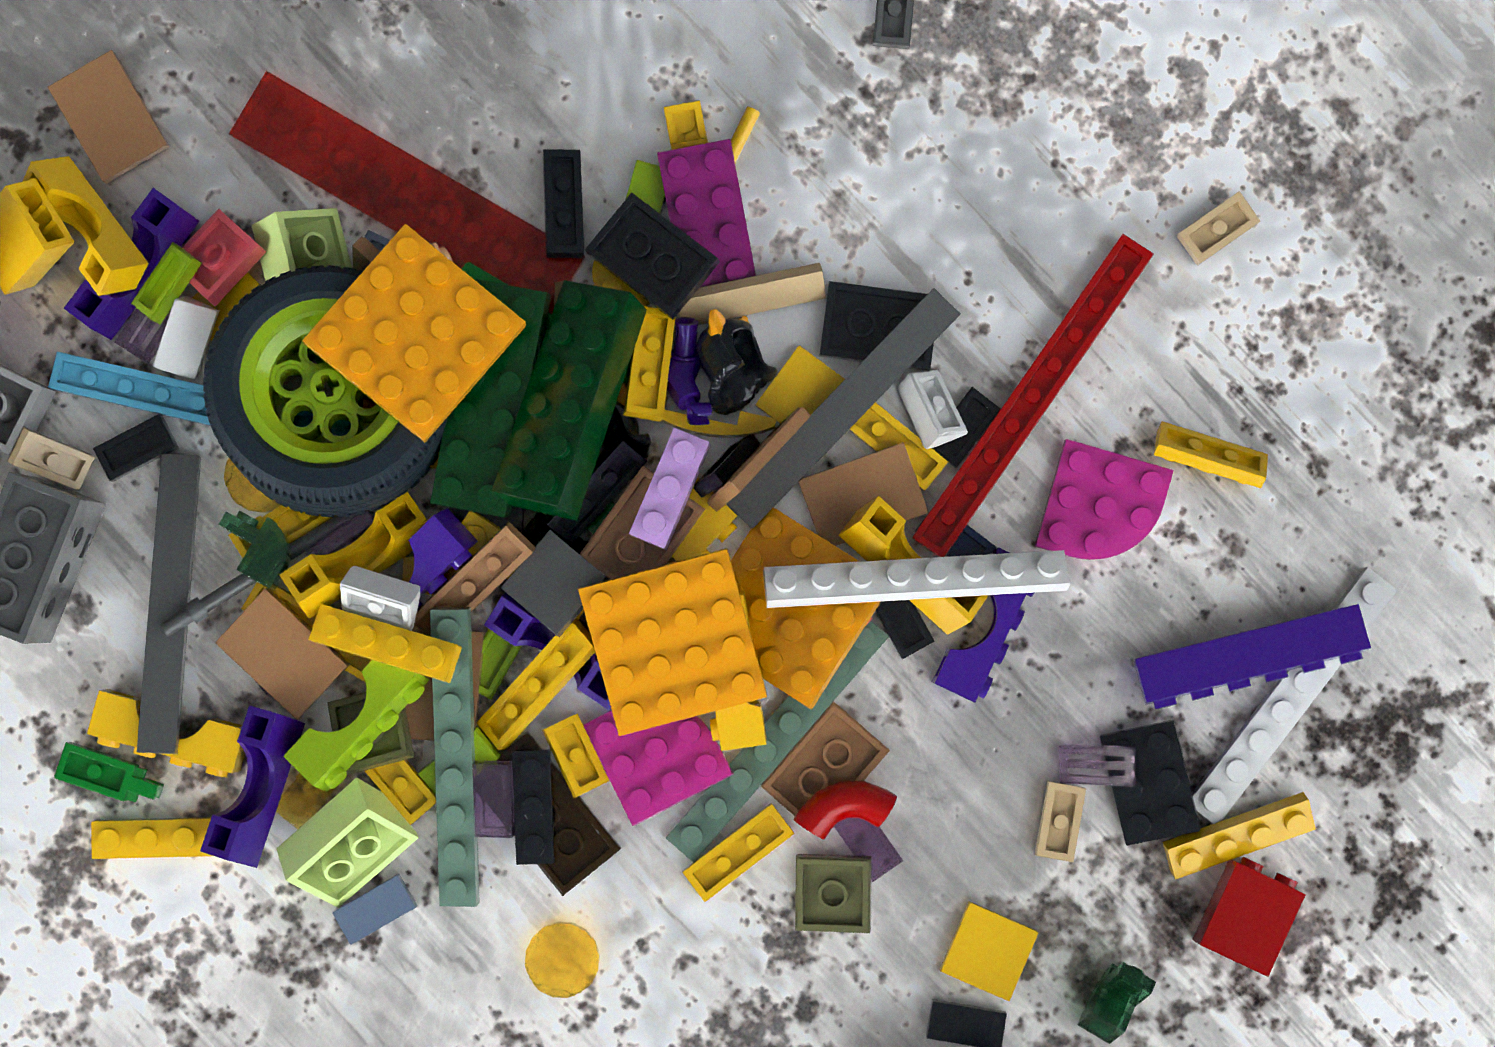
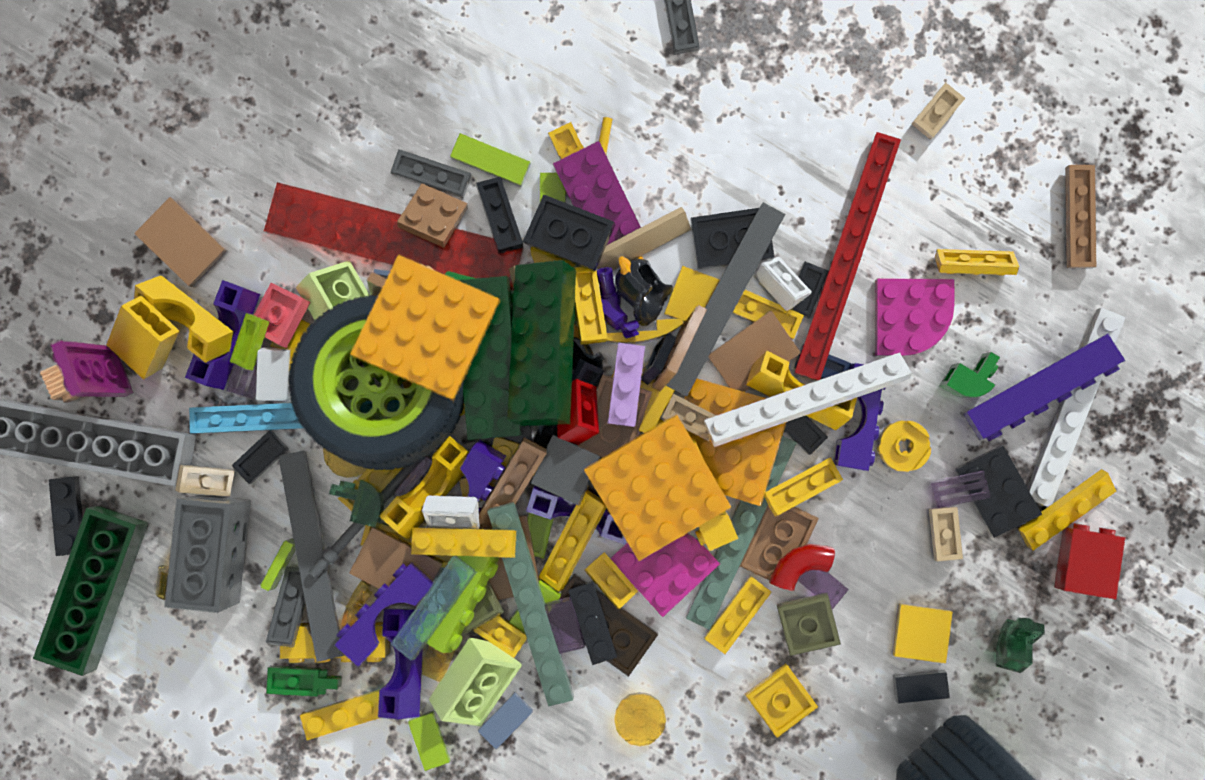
camera: 10 degrees left, 0 degrees up
(116, 670) = (288, 610): none -> dark grey tile
(121, 605) = (279, 565): none -> lime tile
(206, 699) = (360, 595): none -> clear yellow slope
(206, 735) = (360, 639): none -> dark purple arch
(260, 907) = (429, 741): none -> lime tile
(319, 721) = (433, 608): none -> clear light blue plate
(469, 177) = (432, 215): none -> medium nougat plate
(484, 118) = (431, 173): none -> dark grey tile
(572, 122) = (490, 159): none -> lime tile
(599, 511) = (583, 414): none -> red slope
(746, 555) = (689, 414): none -> tan plate
(766, 989) = (781, 700): none -> yellow tile
(878, 699) = (802, 486): none -> yellow plate
(1059, 684) = (918, 444): none -> yellow plate
(1153, 623) = (971, 383): none -> green brick
(1375, 432) = (1080, 216): none -> medium nougat plate

